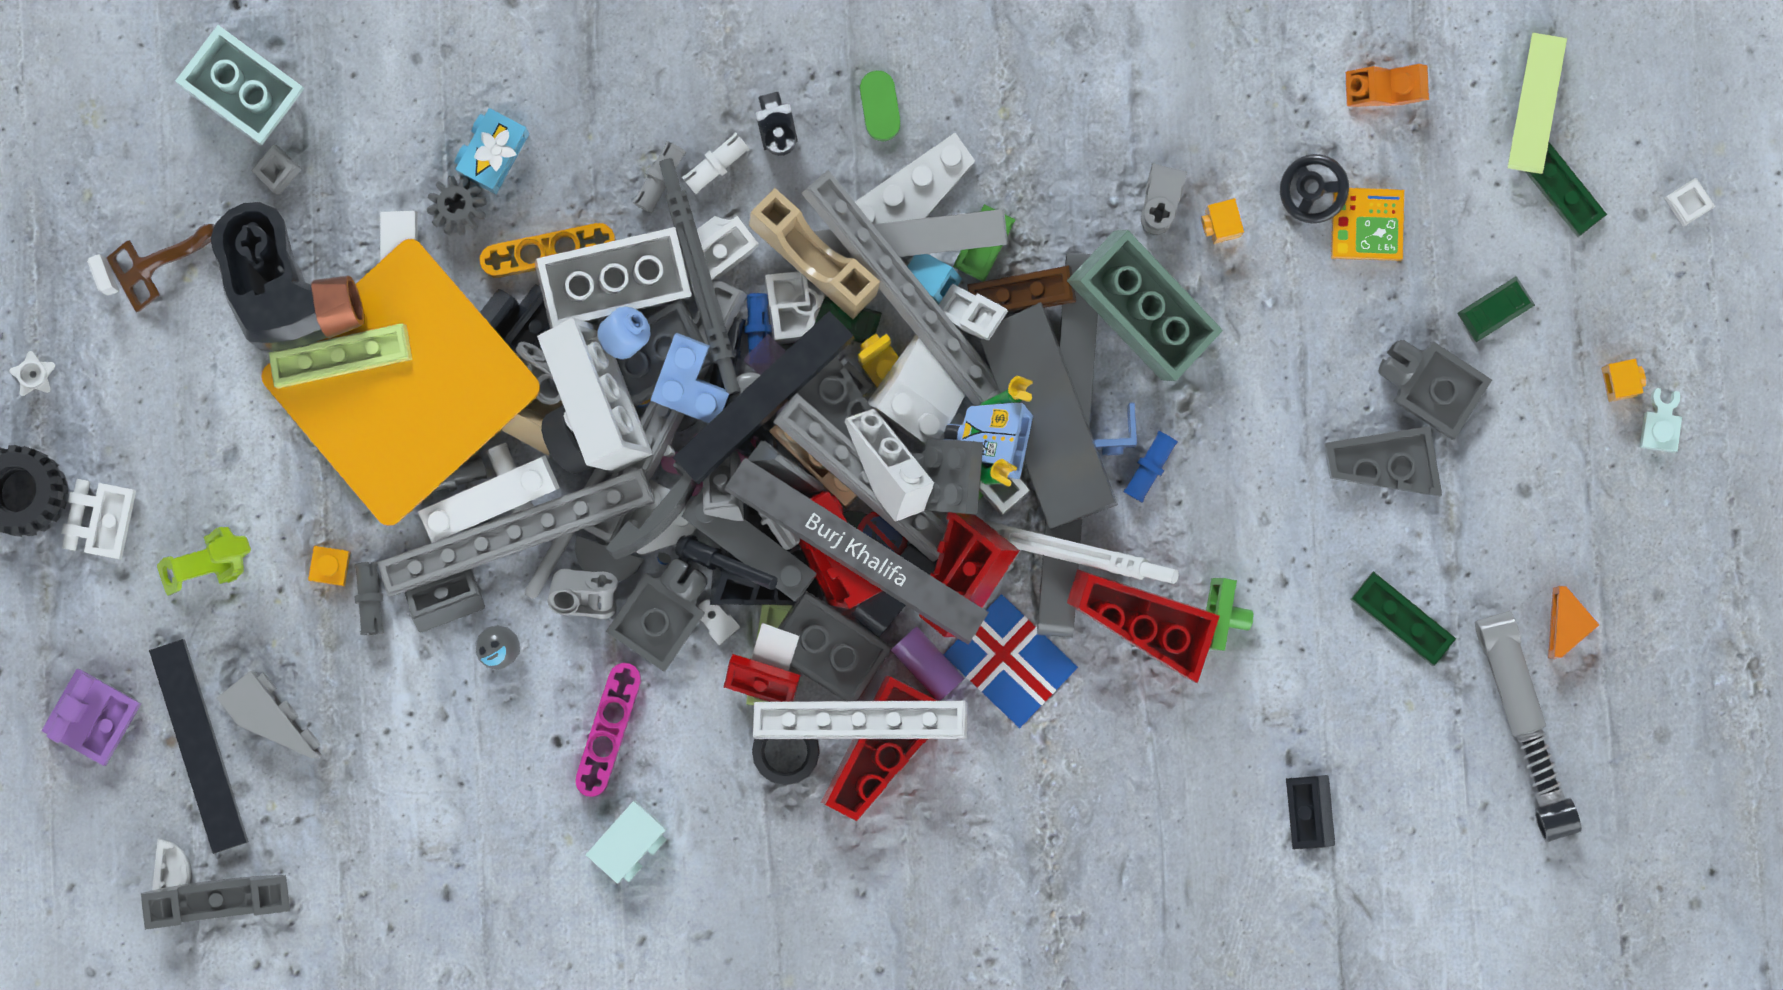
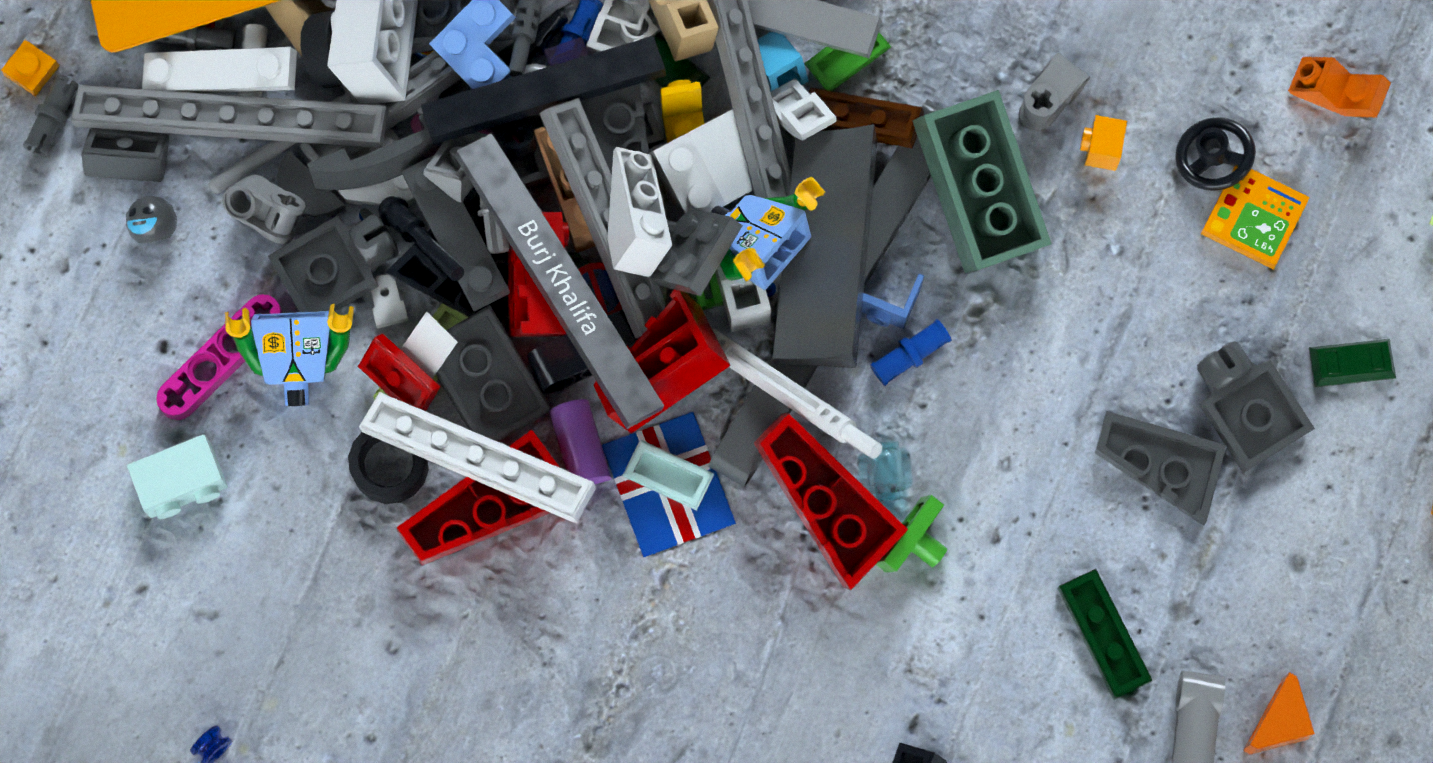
camera: 30 degrees right, 10 degrees down
(666, 697) = (292, 347): none -> torso
(785, 469) = (529, 170): dark grey slope -> none
(1008, 656) = (668, 475): none -> light aqua tile
(1188, 569) = (886, 473): none -> clear light blue head

